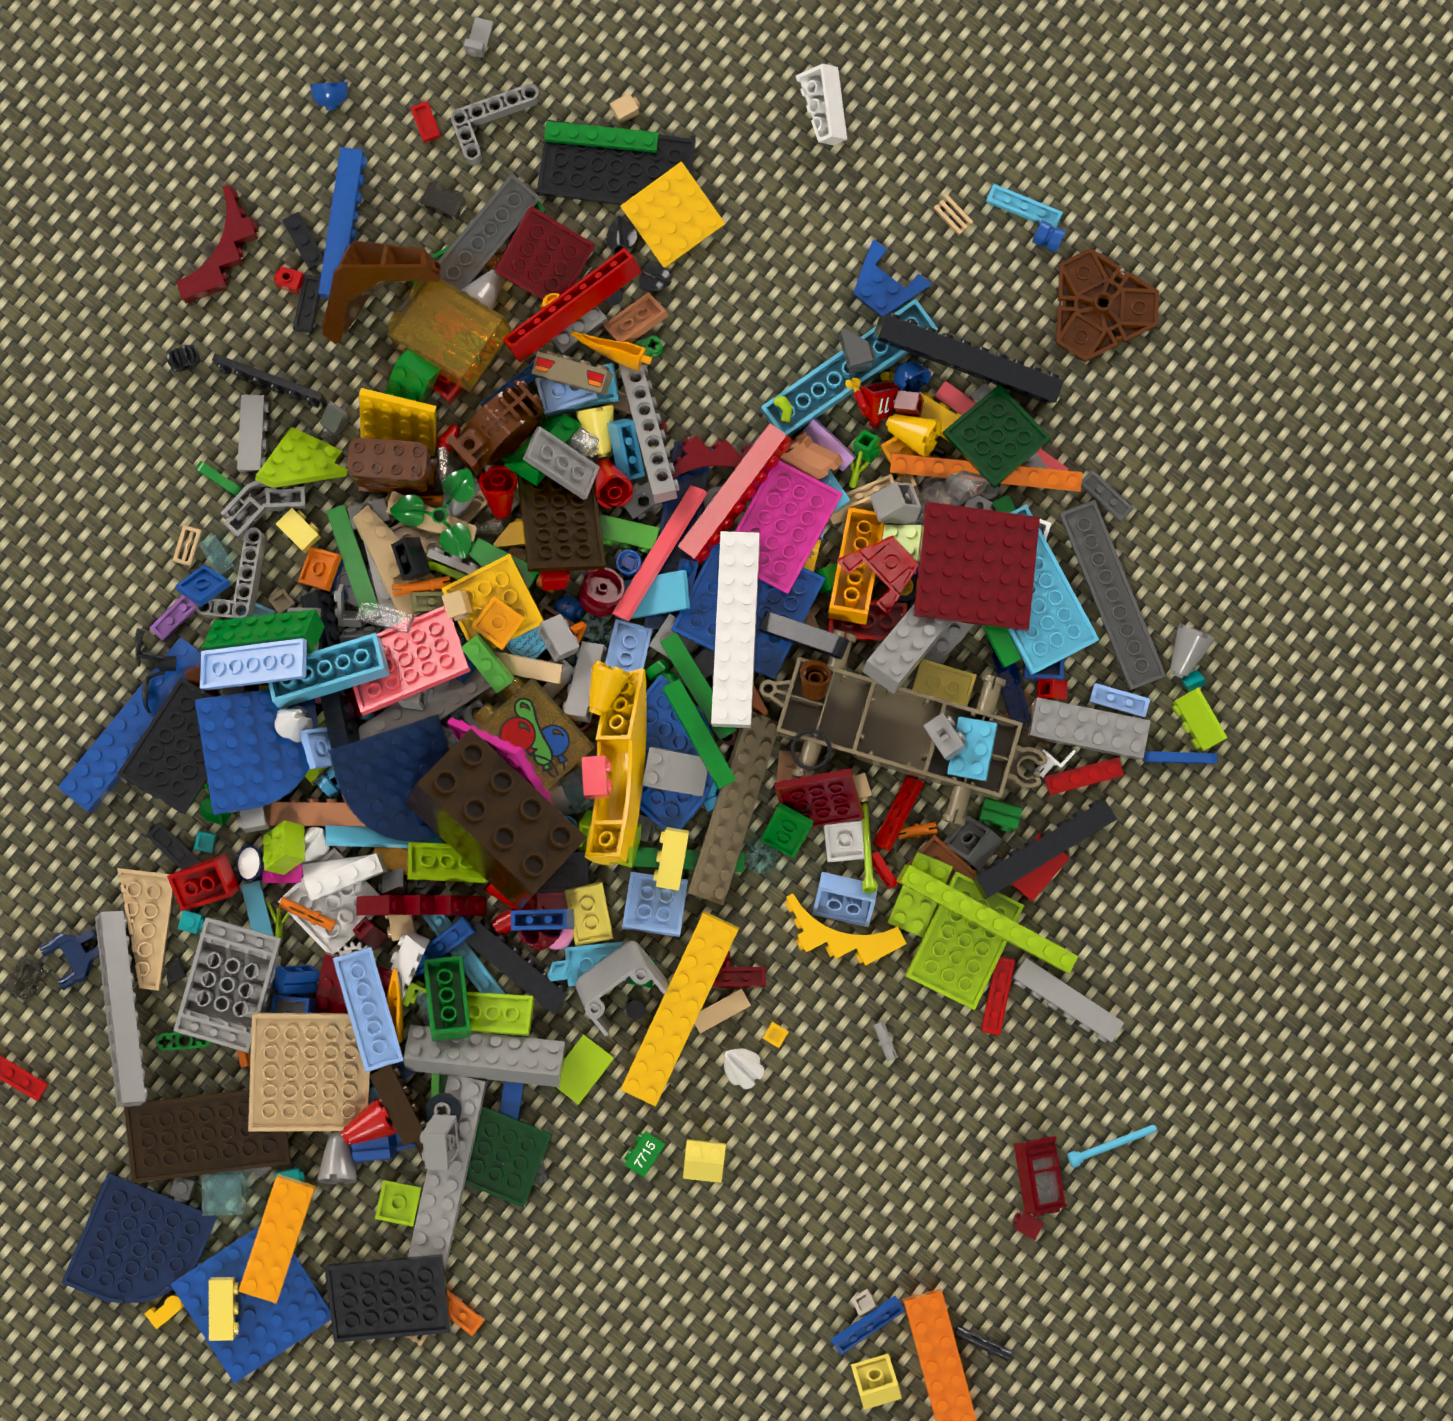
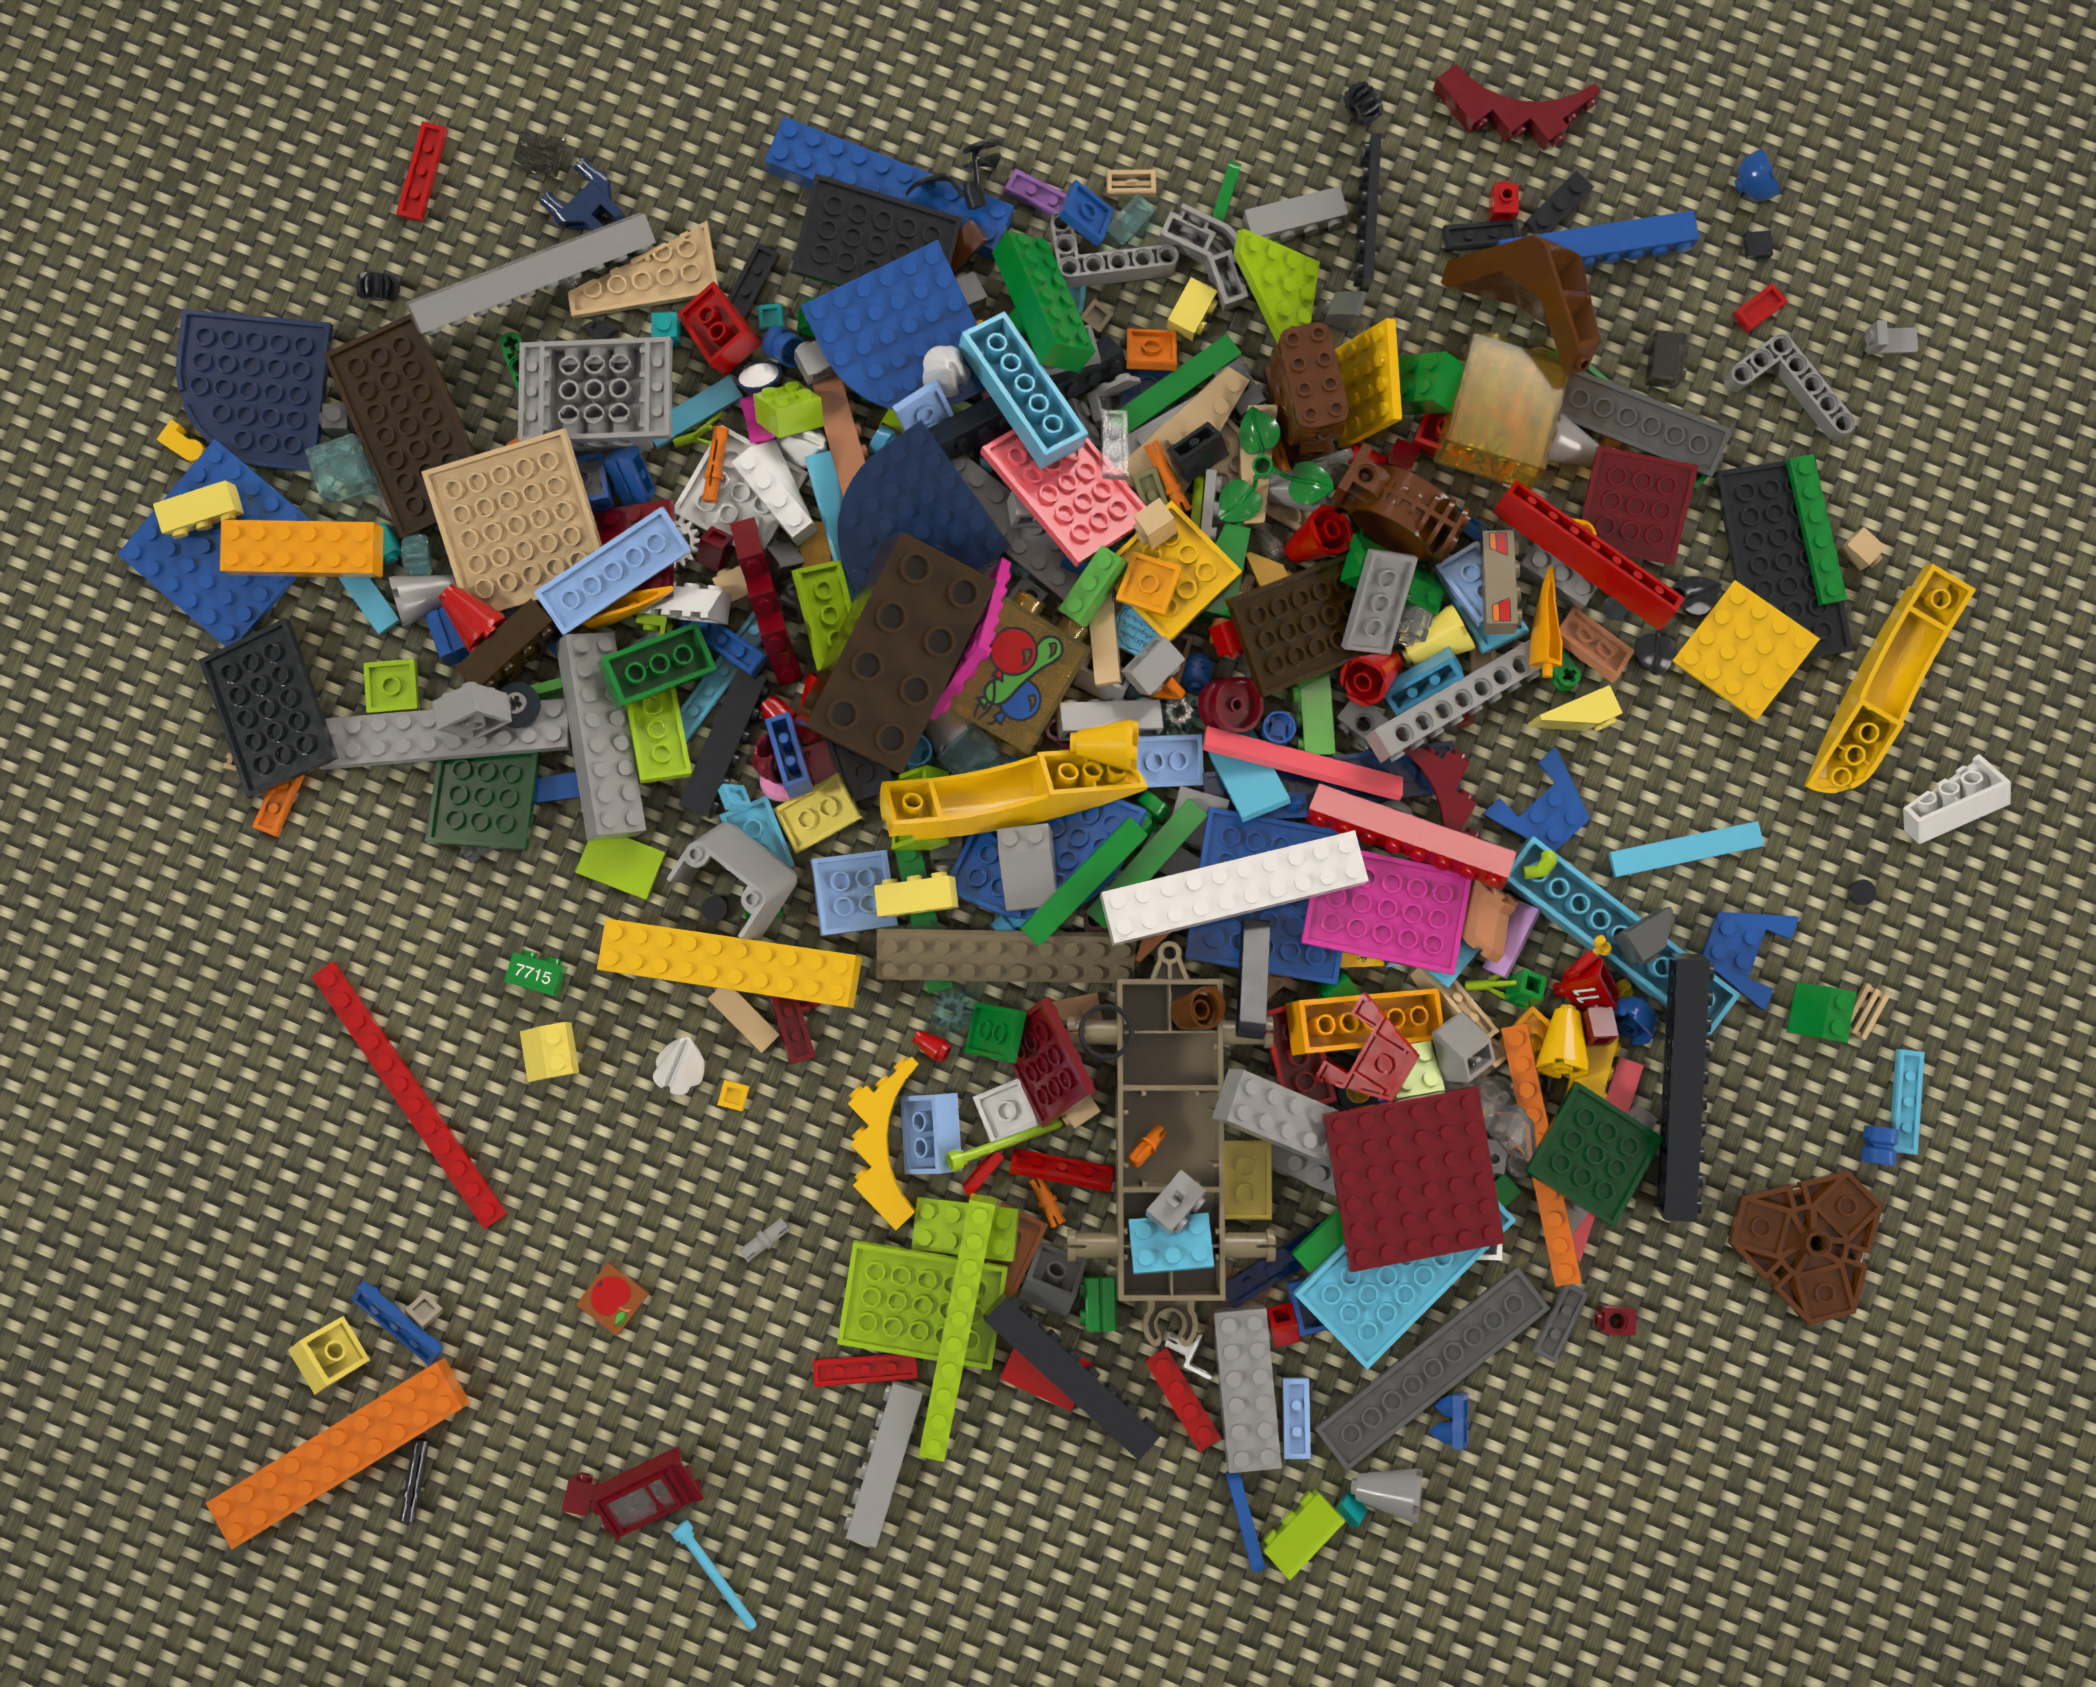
camera: 70 degrees right, 0 degrees up
(91, 1129) = (377, 286): none -> black gear
(232, 838) = (781, 344): none -> blue wheel
(253, 664) = (1002, 296): light blue plate -> none
(306, 1156) = (417, 555): none -> clear light blue gear
(330, 1201) = (371, 603): none -> medium azure tile
(378, 108) = (1758, 244): none -> black tile
(458, 413) = (1403, 455): none -> dark red brick
(595, 777) = (987, 766): coral piece -> none
(684, 333) = (1588, 712): none -> light yellow slope
(704, 1272) = (409, 1095): none -> red plate
(726, 123) = (1888, 681): none -> yellow slope
(749, 388) = (1553, 815): none -> blue wing
(782, 879) = (934, 1046): none -> red cone
(801, 302) = (1686, 849): none -> medium azure tile
(868, 189) = (1862, 892): none -> black tile
(895, 1163) = (612, 1298): none -> tile
(899, 746) = (1146, 1146): none -> orange axle
(945, 245) = (1821, 1012): none -> green slope
(1119, 449) = (1626, 1322): none -> dark red brick
(1160, 591) = (1455, 1431): none -> blue tile

